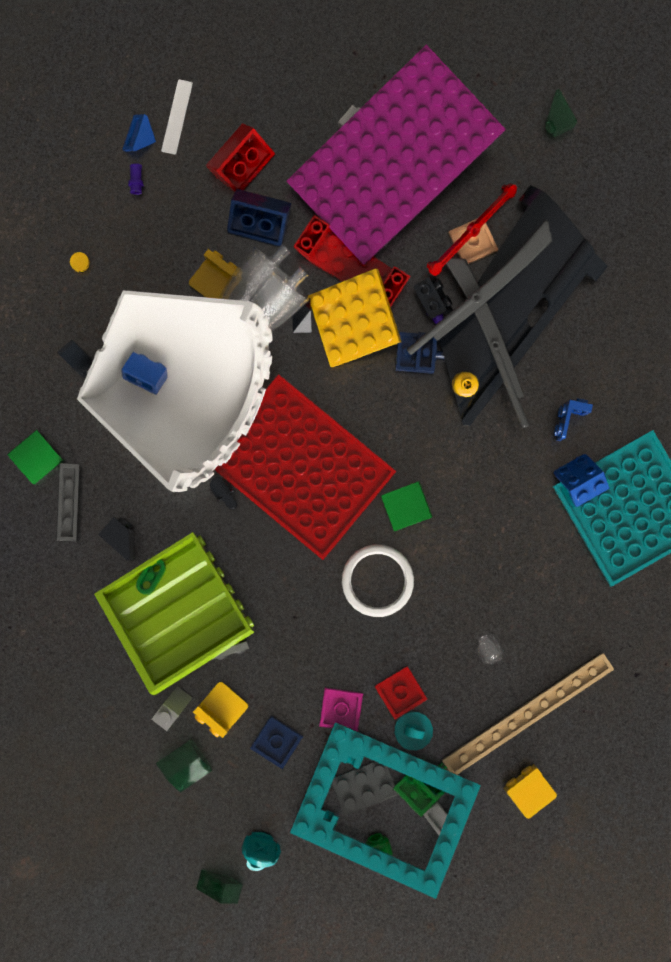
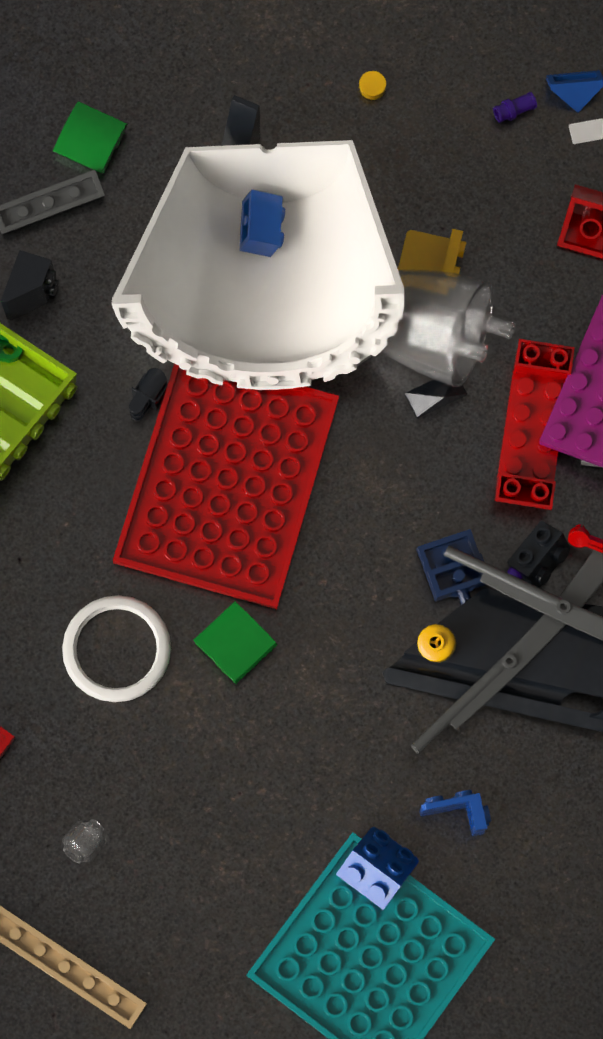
camera: 65 degrees right, 10 degrees down
(258, 217) = (539, 281): dark blue slope -> none
(354, 318) = (460, 461): yellow plate -> none

